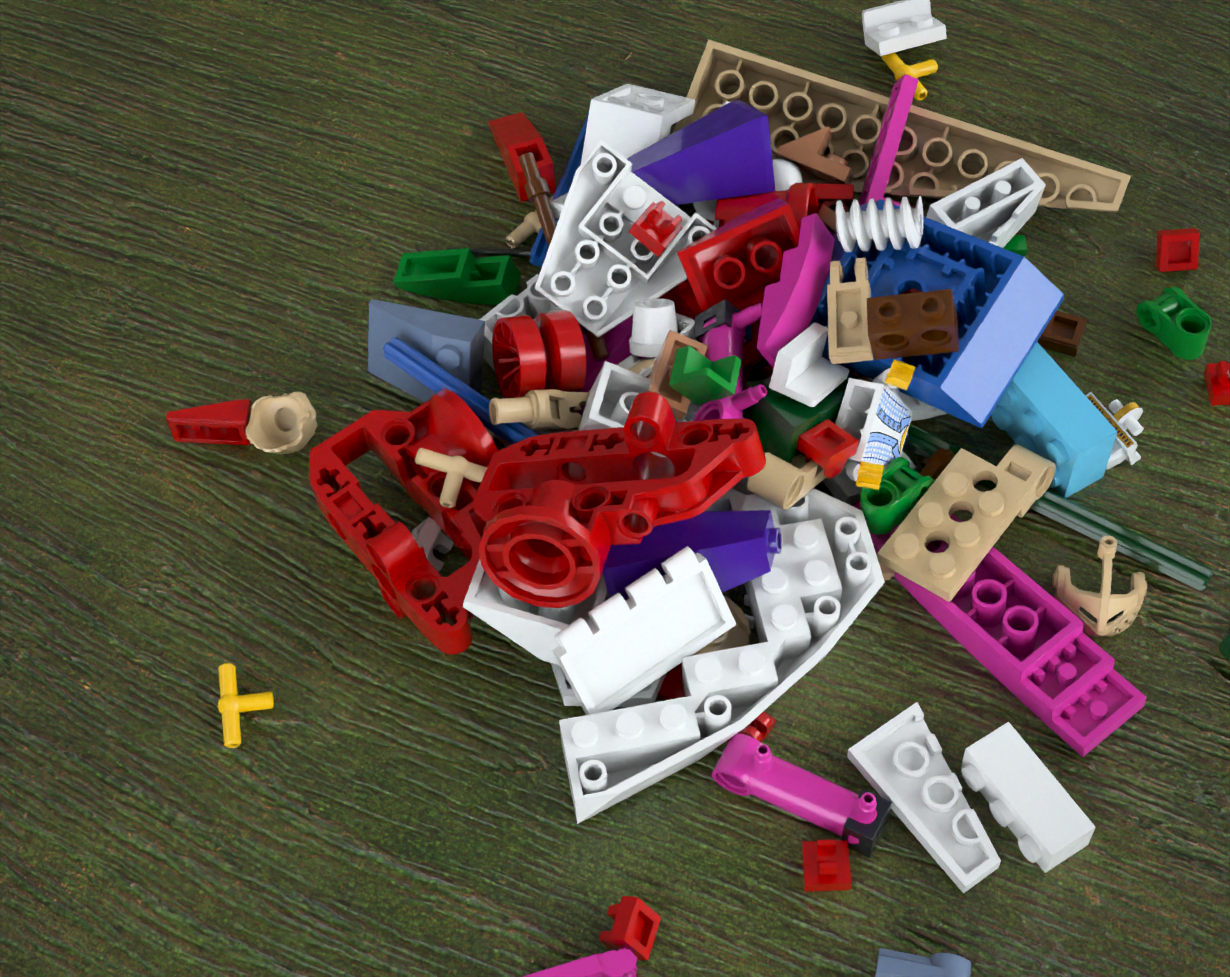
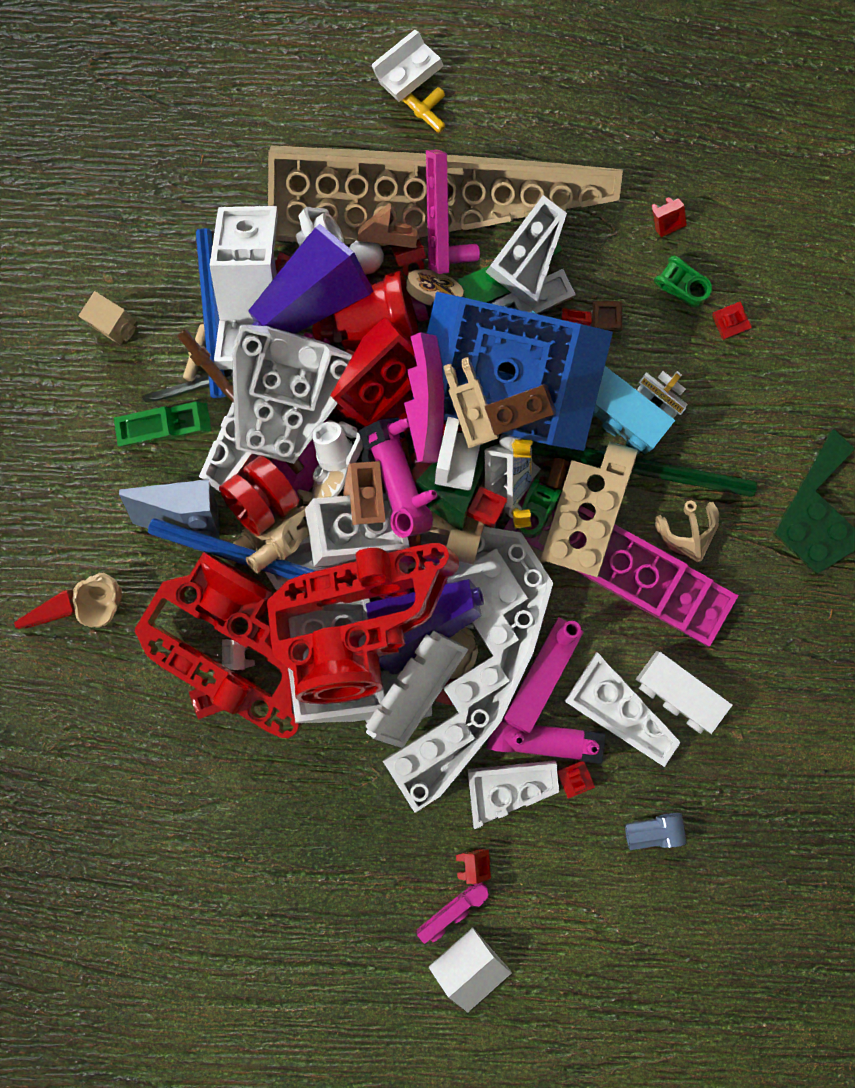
camera: 20 degrees left, 30 degrees up
(232, 704) = (162, 810): yellow piece -> none
(358, 594) = (203, 704): none -> red tile
(447, 148) = (108, 318): none -> tan brick
(456, 469) = (244, 616): tan piece -> none
(516, 137) = (161, 293): red slope -> none
(656, 228) = (305, 372): red tile -> none
(704, 379) = (389, 495): green panel -> none
(723, 841) = (509, 787): none -> white wing
(832, 698) = (543, 675): none -> dark pink piece
(879, 225) = (470, 331): white piece -> none

